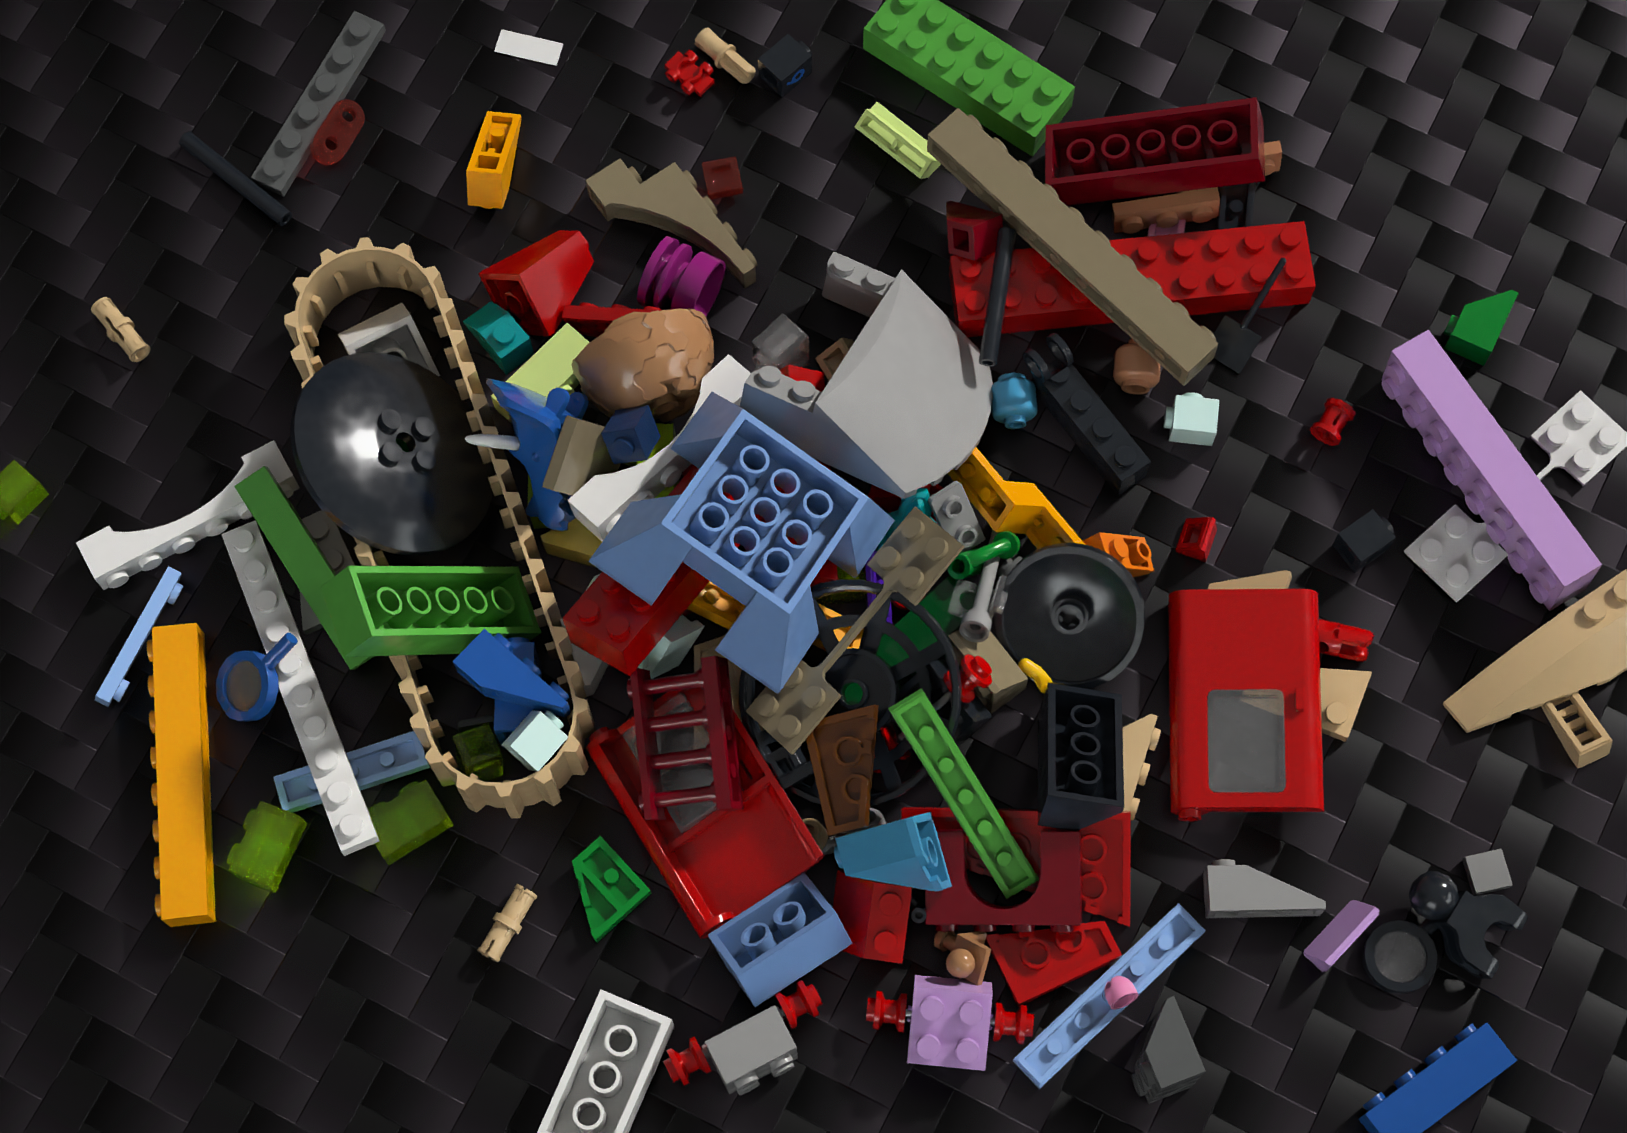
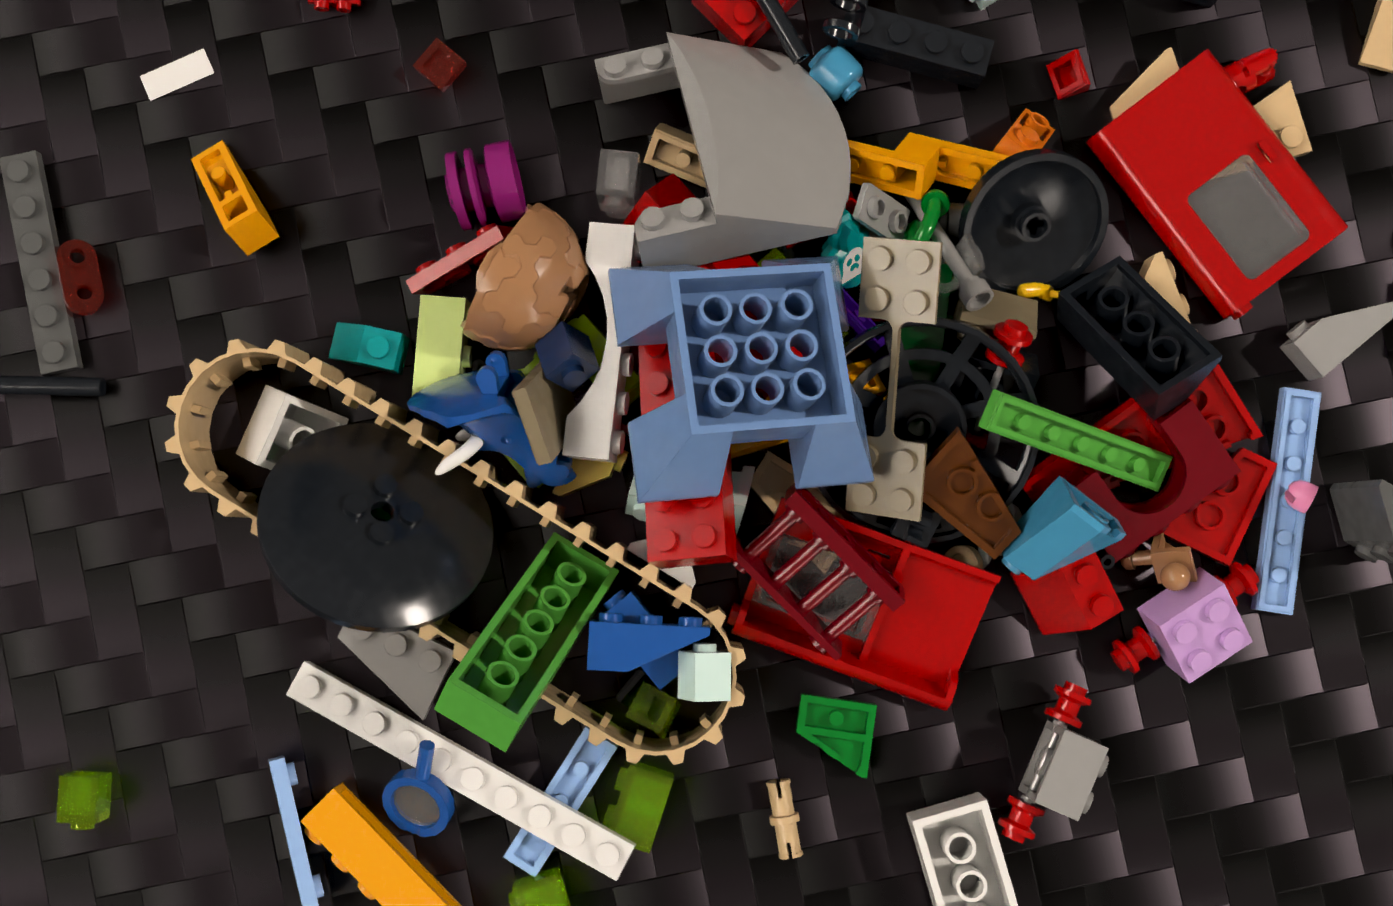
camera: 40 degrees left, 15 degrees up
(119, 555) = (214, 785): white arch -> none
(120, 329) = (47, 591): tan pin -> none
(293, 546) = (358, 661): bright green tile -> none
(540, 280) = (365, 273): red slope -> none
(674, 205) = (419, 121): dark tan arch -> none
(780, 939) = (1014, 667): medium blue brick -> none

